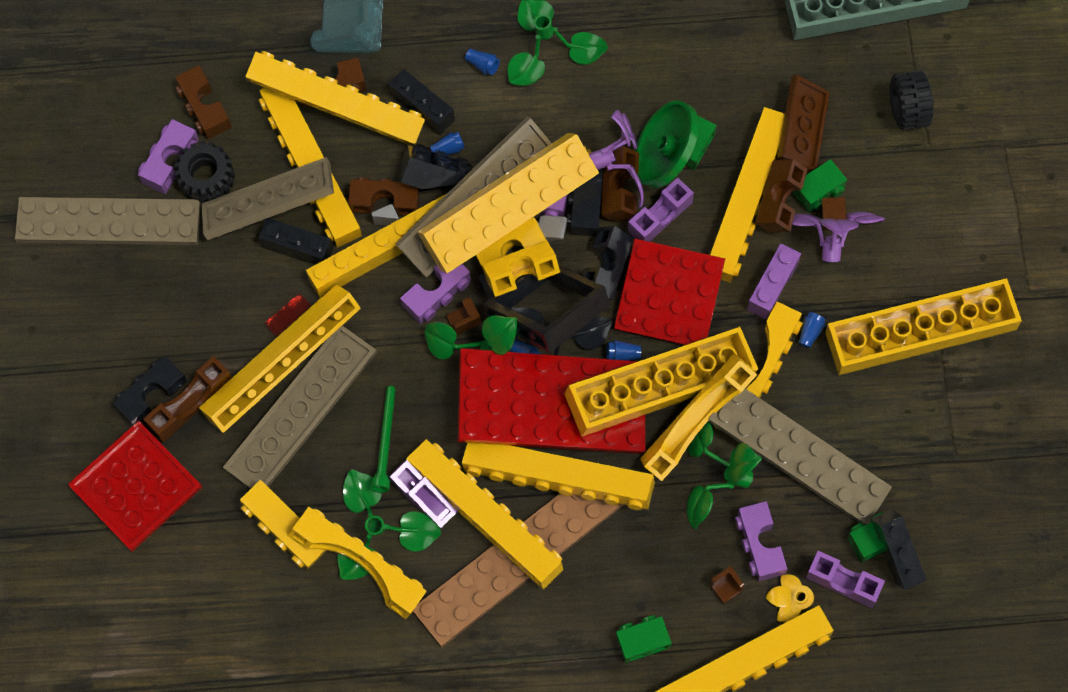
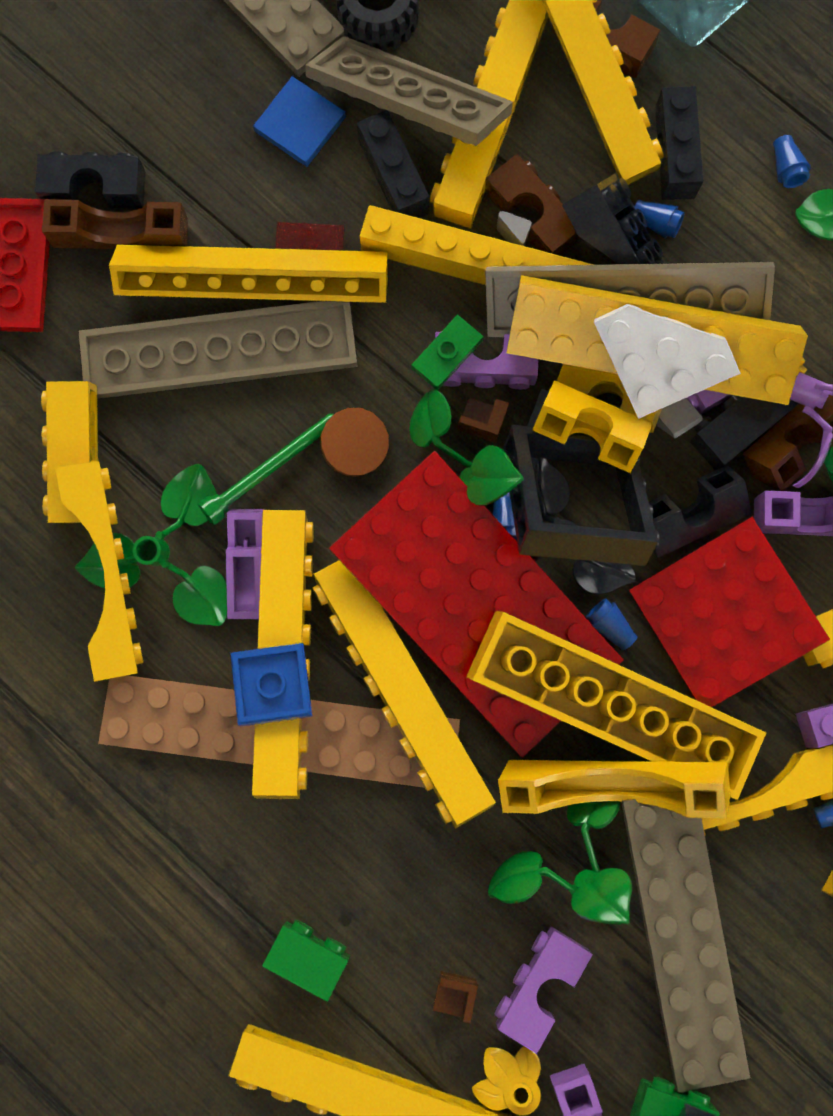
camera: 45 degrees right, 10 degrees up
(223, 265) = (299, 121): none -> blue tile
(414, 387) = (354, 442): none -> dark orange tile
(416, 301) = (447, 352): none -> green plate
(497, 527) = (271, 684): none -> blue tile
(522, 205) = (662, 357): none -> white plate

